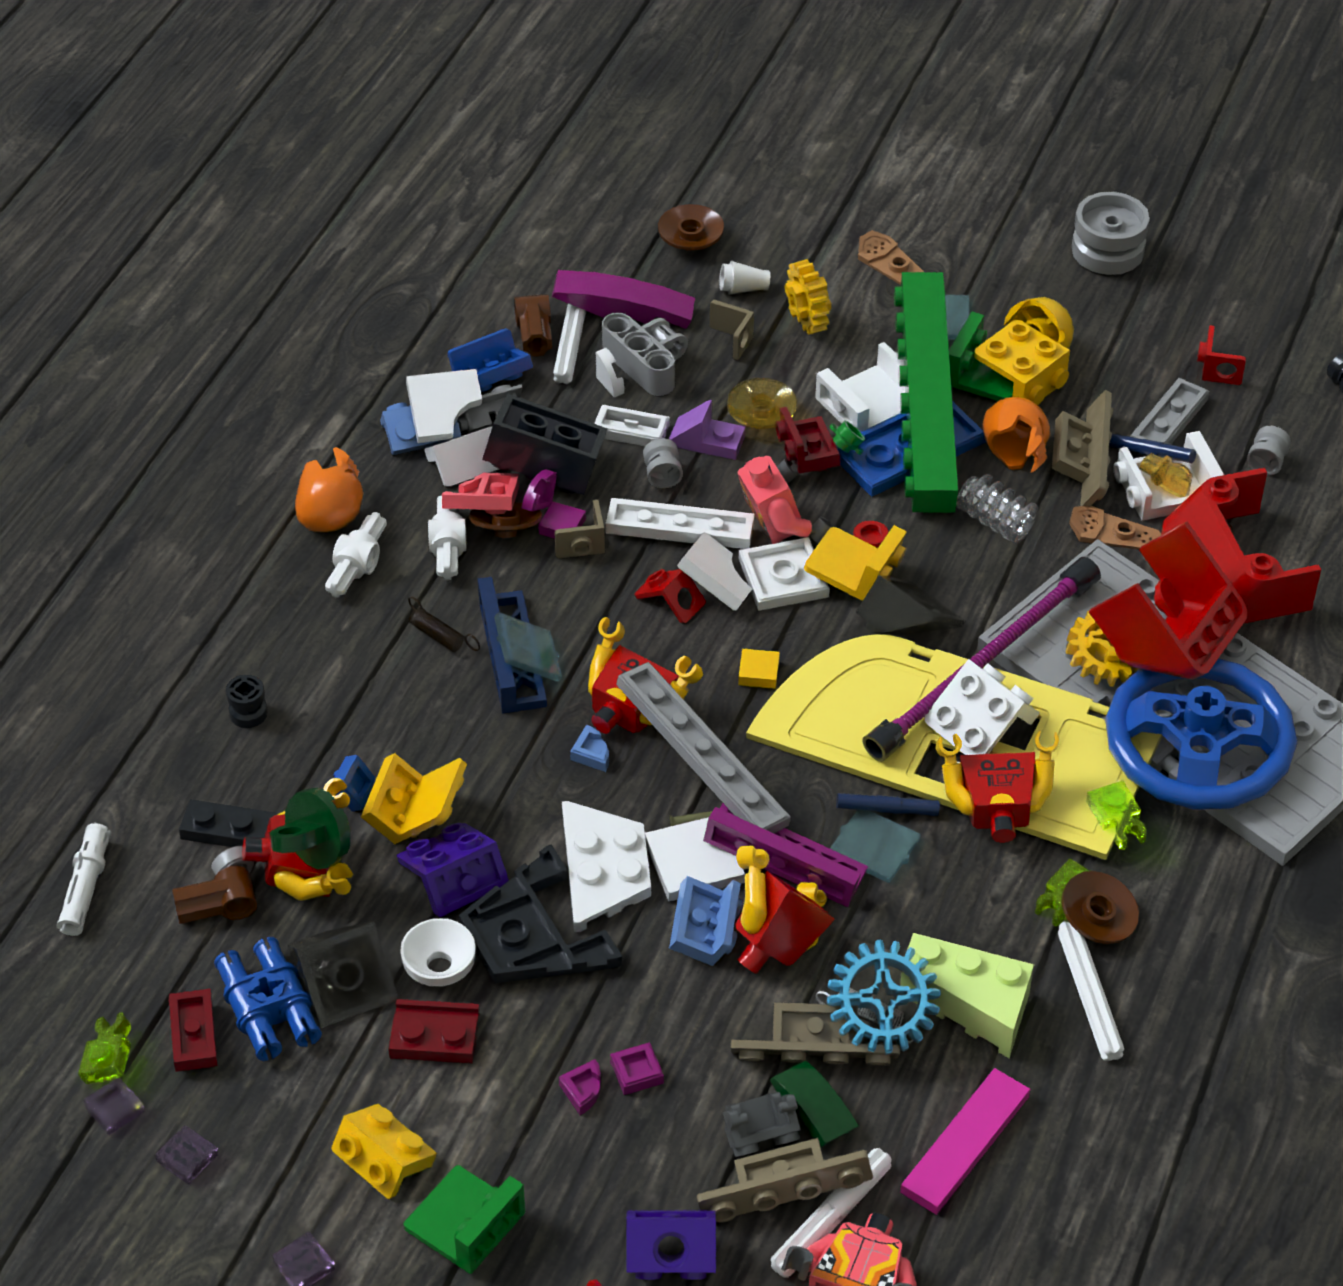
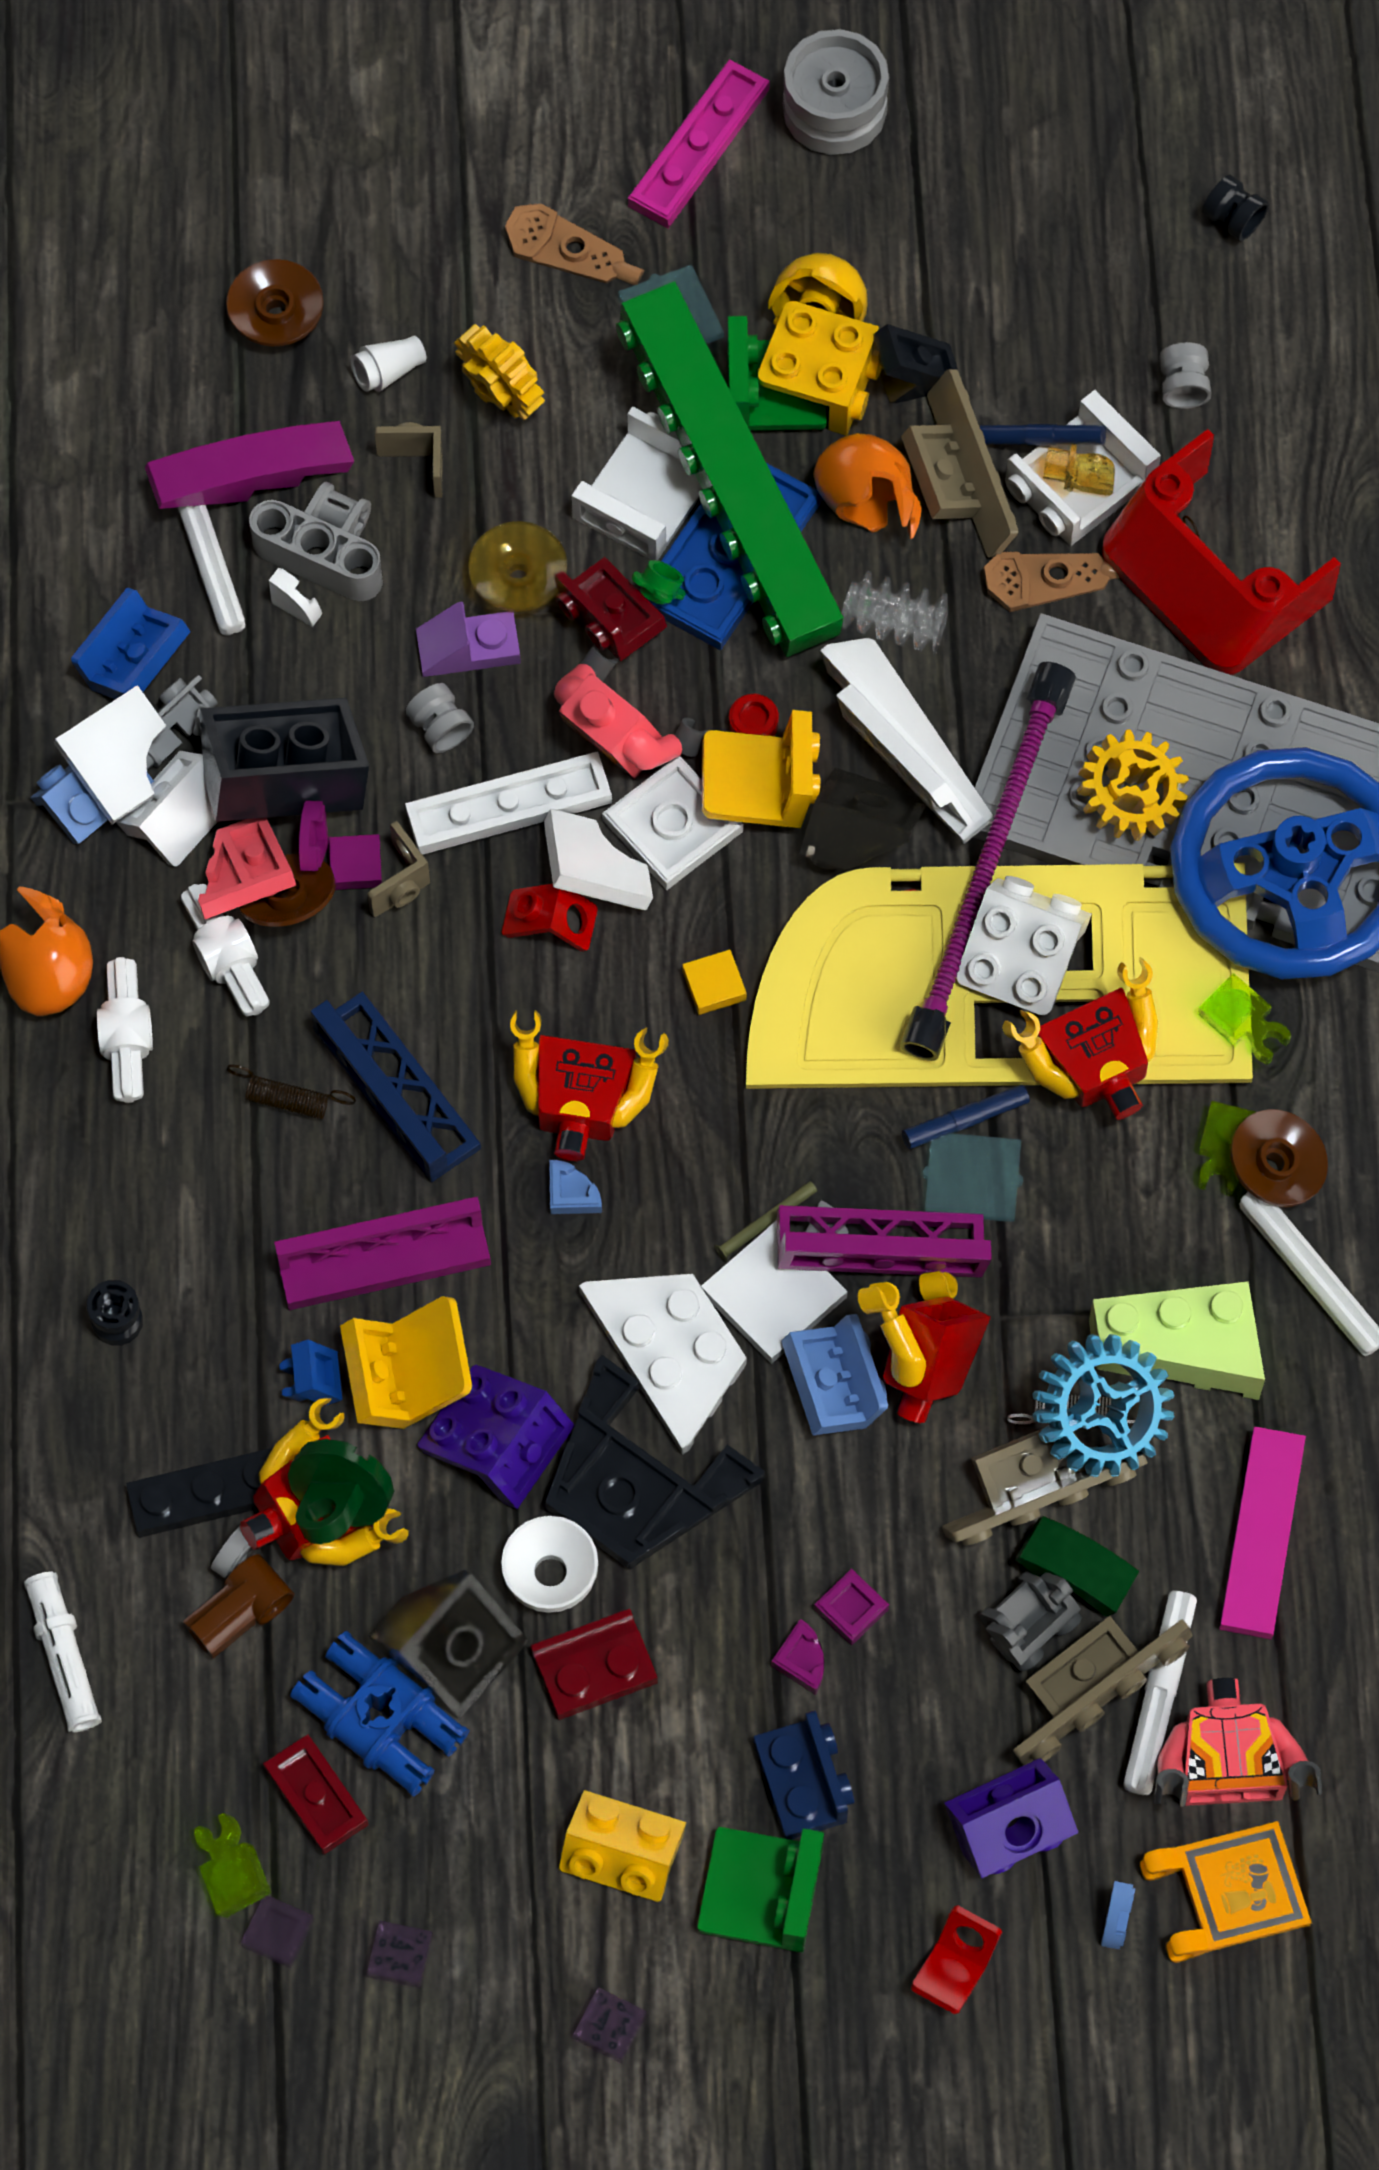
camera: 25 degrees left, 20 degrees up
(442, 738) = (382, 1253): none -> magenta fence
(527, 647) = (423, 1081): clear light blue piece -> none
(534, 320) = (145, 544): reddish brown piece -> none
(538, 1157) = (803, 1776): none -> dark blue bracket
(632, 425) = (357, 679): white tile -> none
(701, 748) = (720, 1147): light grey tile -> none
(964, 571) = (899, 731): none -> white wedge
(1008, 239) = (698, 144): none -> dark pink tile
(1082, 381) = (911, 362): none -> black slope
(1172, 412) = (1036, 362): light grey tile -> none
(1198, 603) = (1227, 711): red windscreen -> none
(1212, 360) = (1054, 261): red bracket -> none

